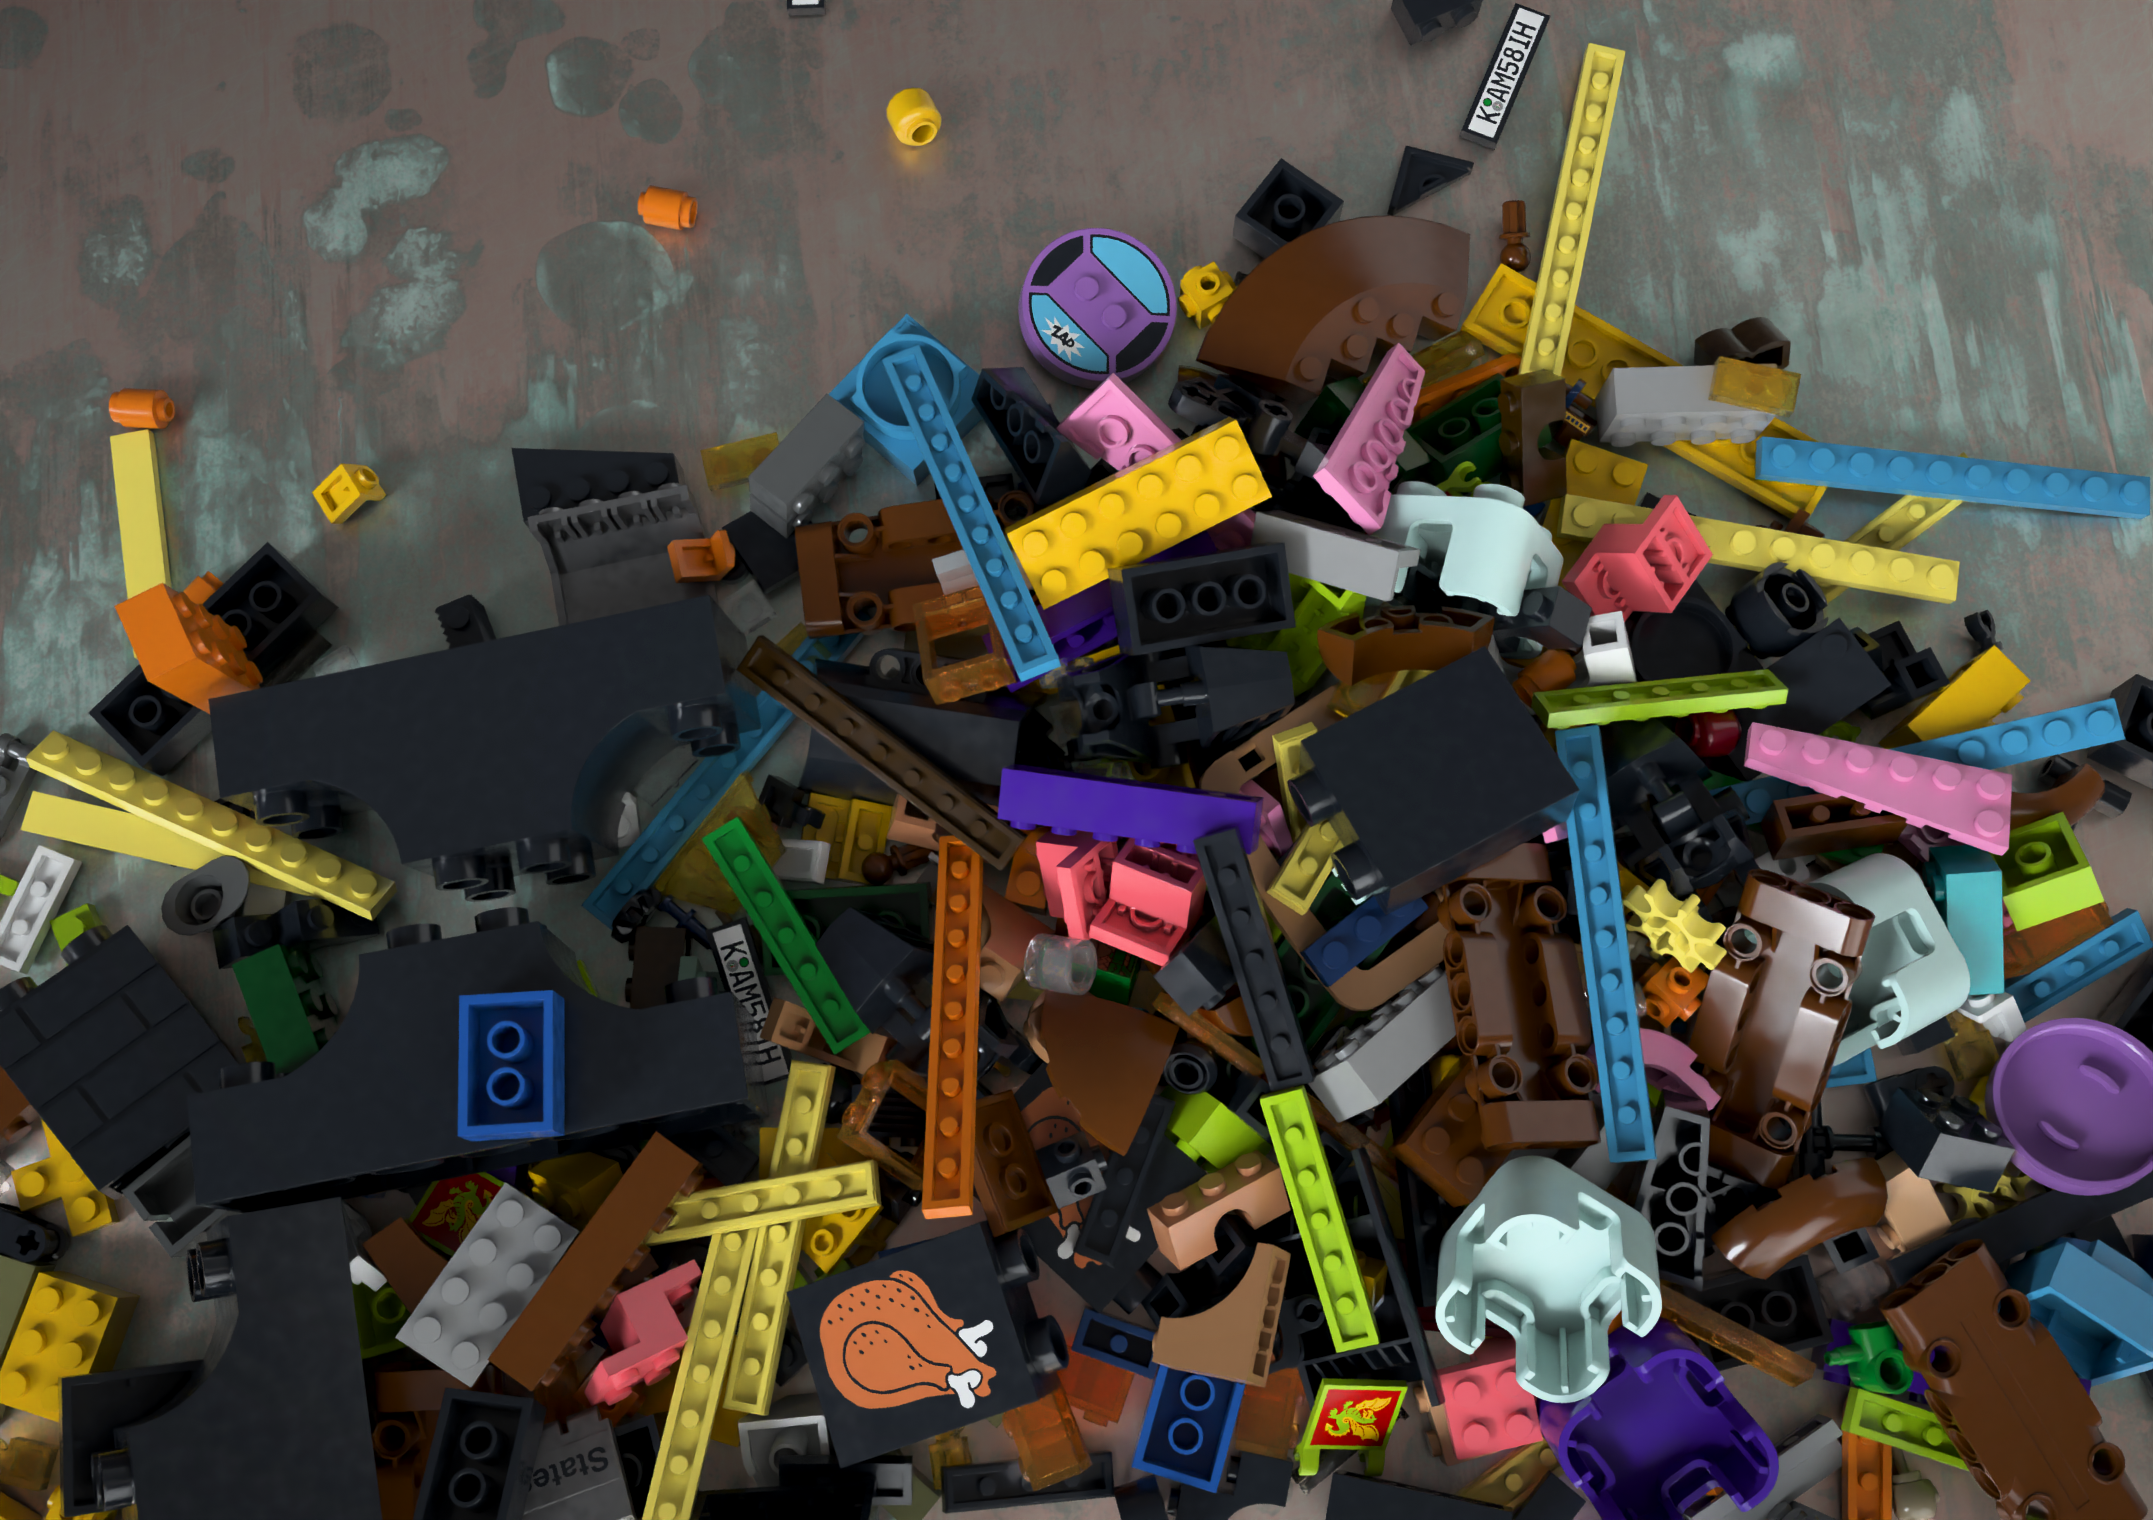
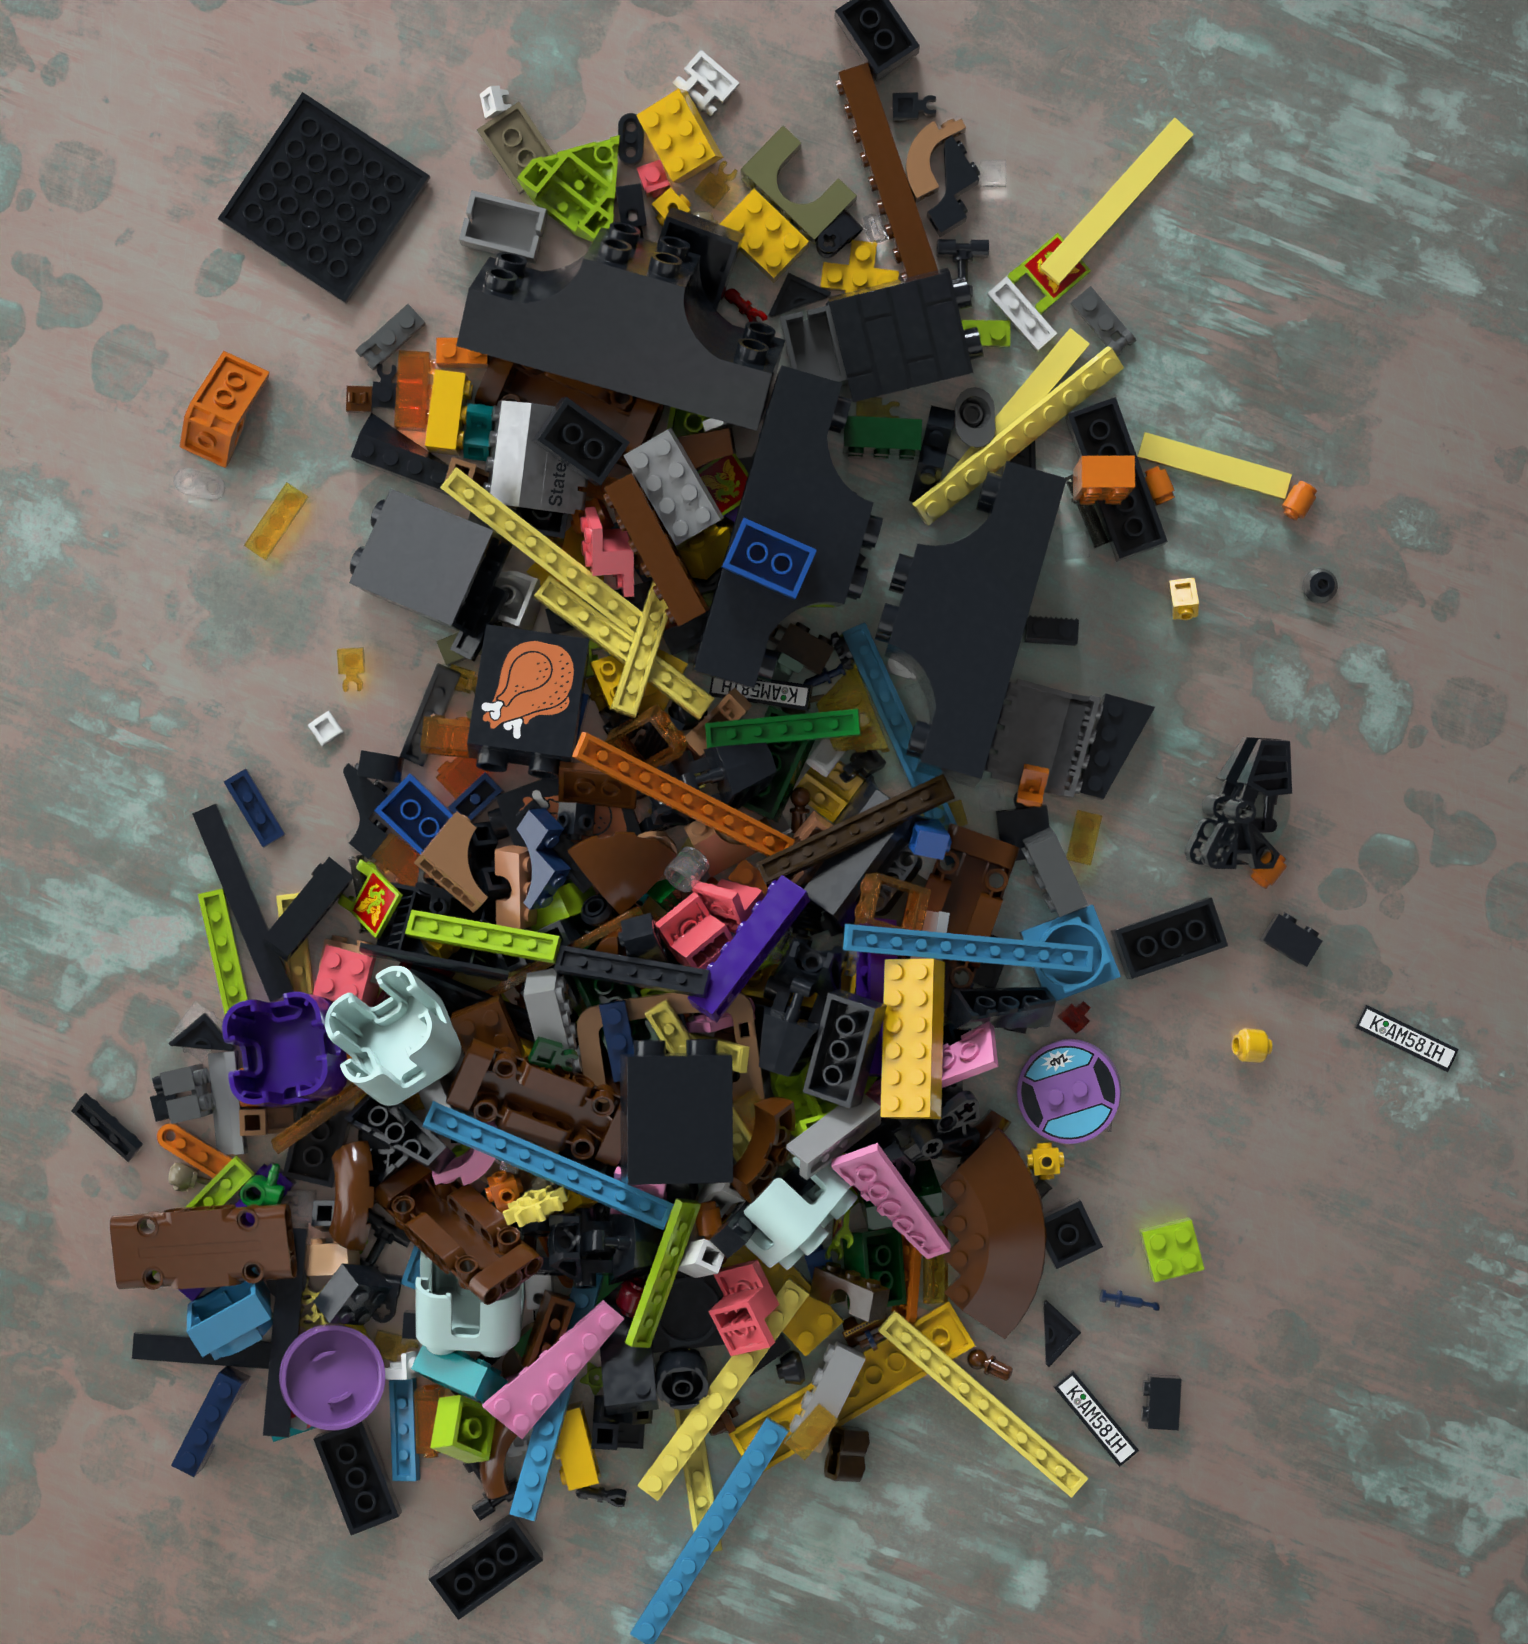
camera: 115 degrees right, 10 degrees up
(137, 1250) = (796, 294): none -> black tile
(190, 1319) = (745, 307): none -> red piece
(250, 328) = (1326, 591): none -> black cone
(534, 283) = (1256, 769): none -> black piece
(747, 133) = (1291, 939): none -> black brick
(823, 282) = (1169, 938): none -> black brick
(842, 642) = (930, 839): none -> blue slope
(994, 350) = (1075, 1017): none -> clear red tile
(1169, 1167) = (549, 871): none -> dark blue arch
(1235, 84) = (1171, 1249): none -> lime brick
(1334, 118) = (1121, 1299): none -> dark blue piece
(1442, 1020) = (549, 1053): none -> dark green plate
(1672, 478) = (791, 1368): none -> black cone
(1773, 1414) = (265, 1120): none -> medium nougat brick

